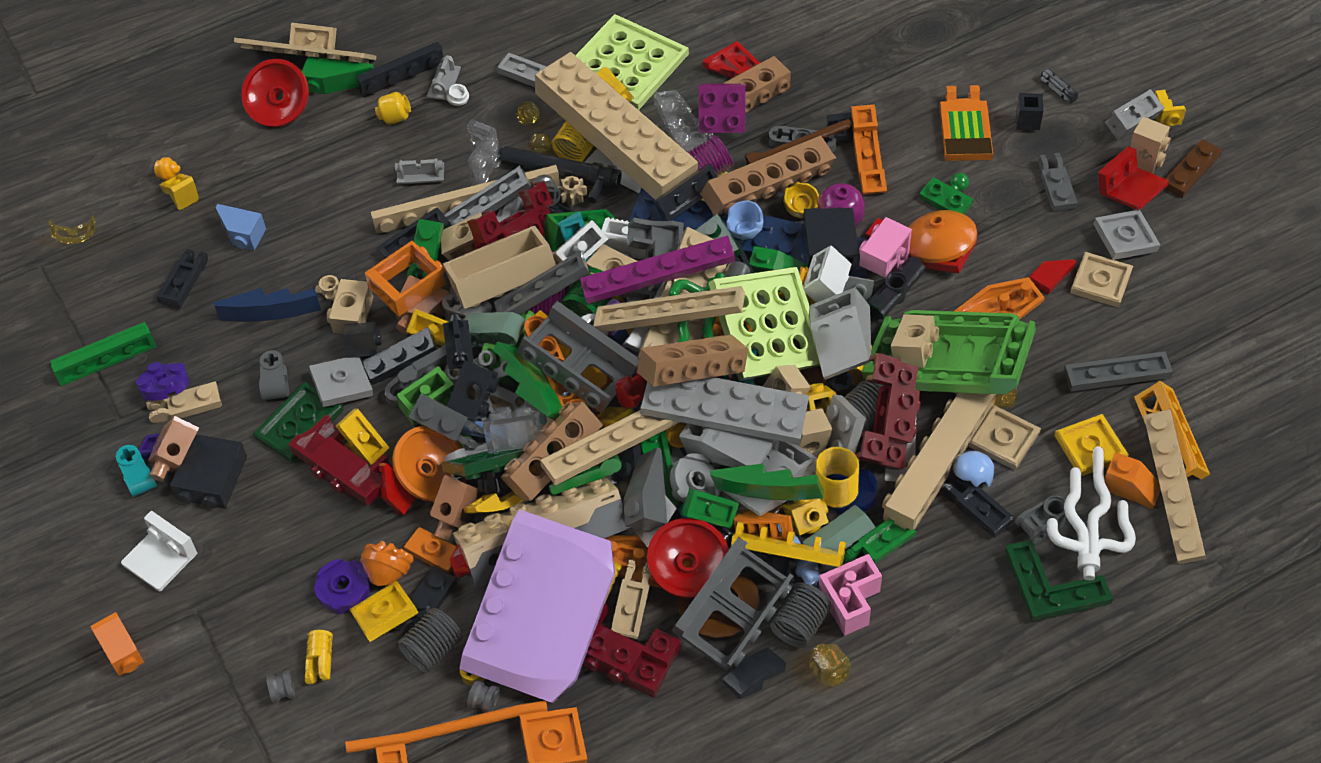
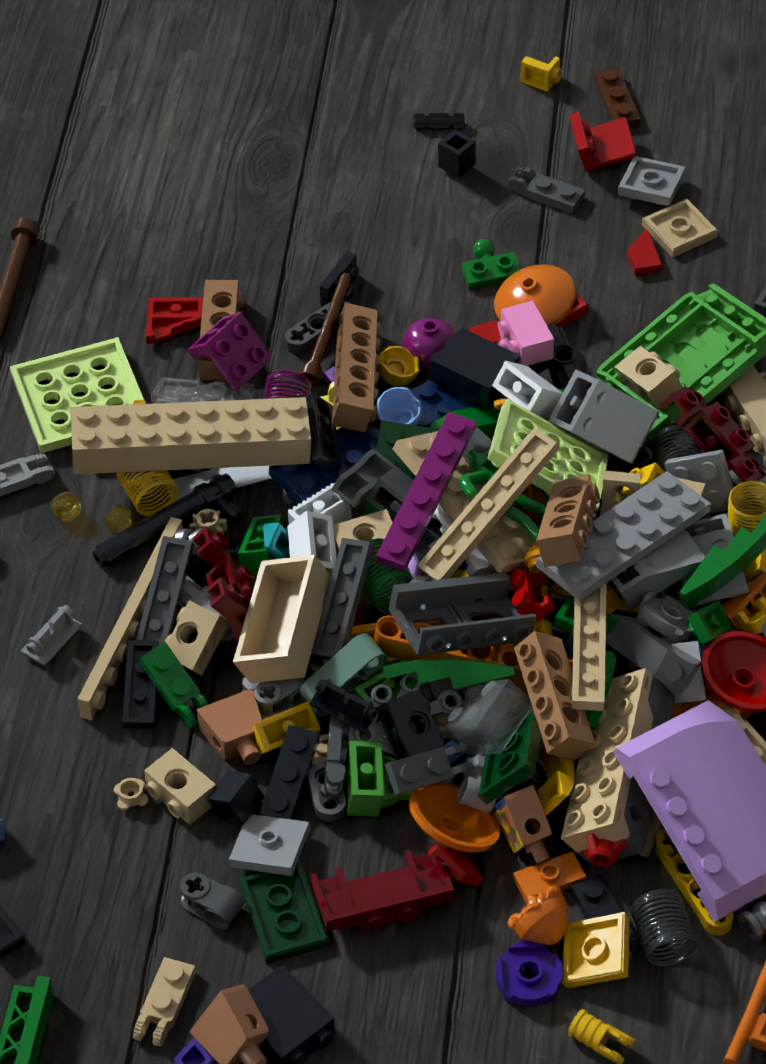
camera: 55 degrees left, 5 degrees down
(162, 380) = (105, 1006): dark purple plate -> none
(272, 306) = (103, 863): dark blue slope -> none
(362, 437) = (360, 858): yellow slope -> none
(411, 253) = (210, 733): orange window -> none
(484, 151) = (85, 558): clear bracket -> none
(867, 149) = (384, 288): orange slope -> none
(965, 126) = (419, 207): tile -> none
(1012, 296) = (644, 301): orange piece -> none
(1128, 116) = (531, 93): light grey hinge -> none
(1150, 141) = (576, 95): tan brick -> none

